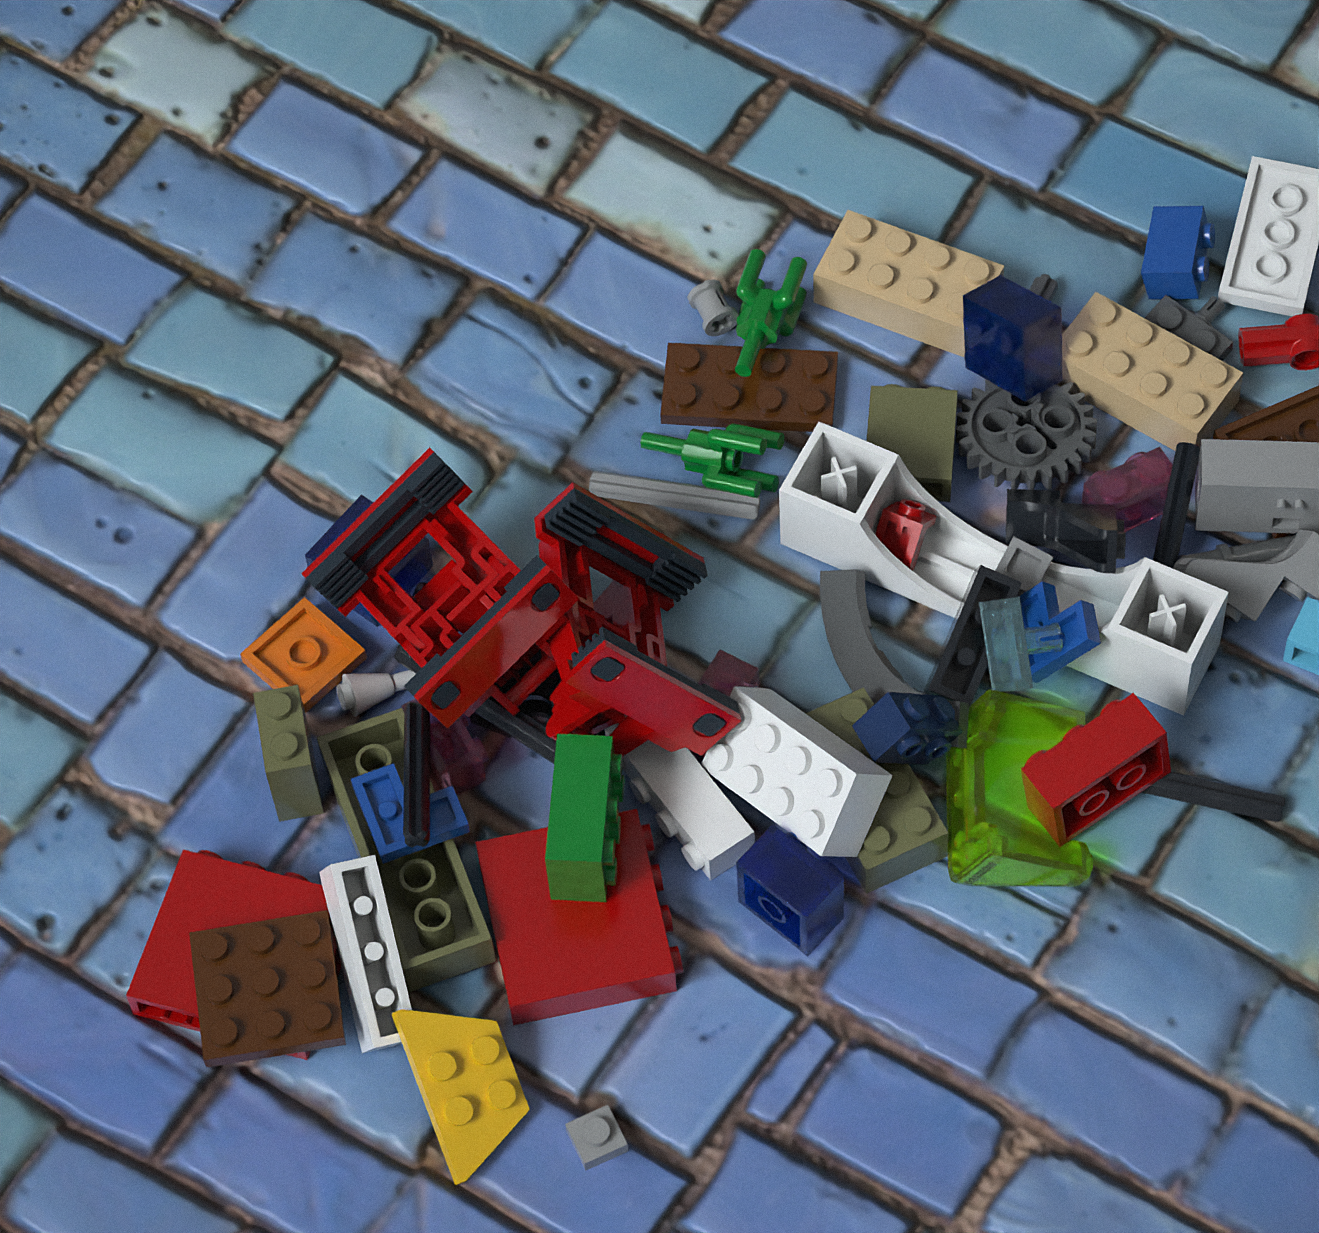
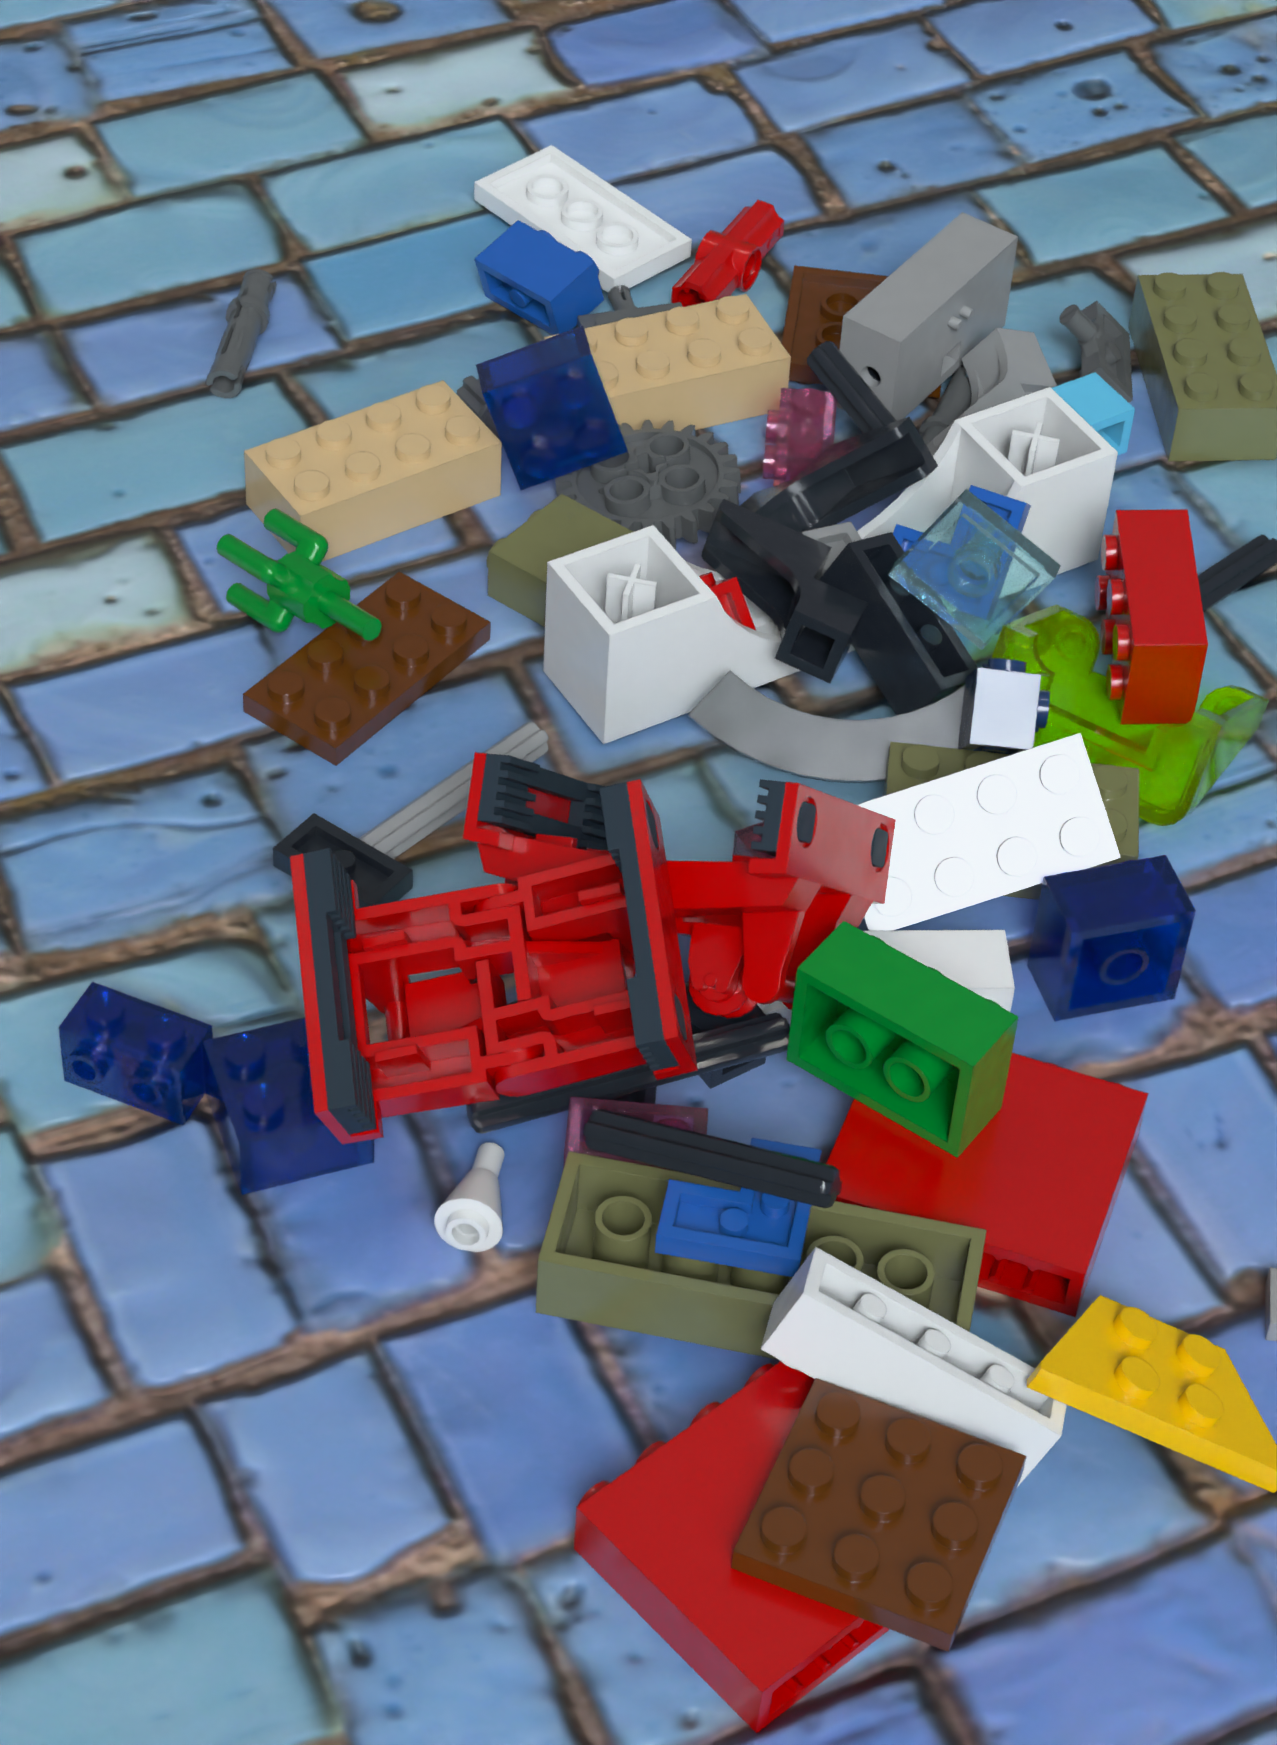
camera: 65 degrees left, 15 degrees down
(288, 753) = (529, 1307): olive brick -> none
(304, 651) = (363, 1246): orange plate -> none
(350, 464) = (135, 1052): none -> clear blue brick
(567, 462) = (375, 873): none -> black plate
(713, 307) = (236, 634): light grey bush -> none
(720, 456) = (448, 721): green plant -> none
(966, 542) = (781, 577): none -> black arch
(1007, 127) = (246, 319): none -> dark grey pin

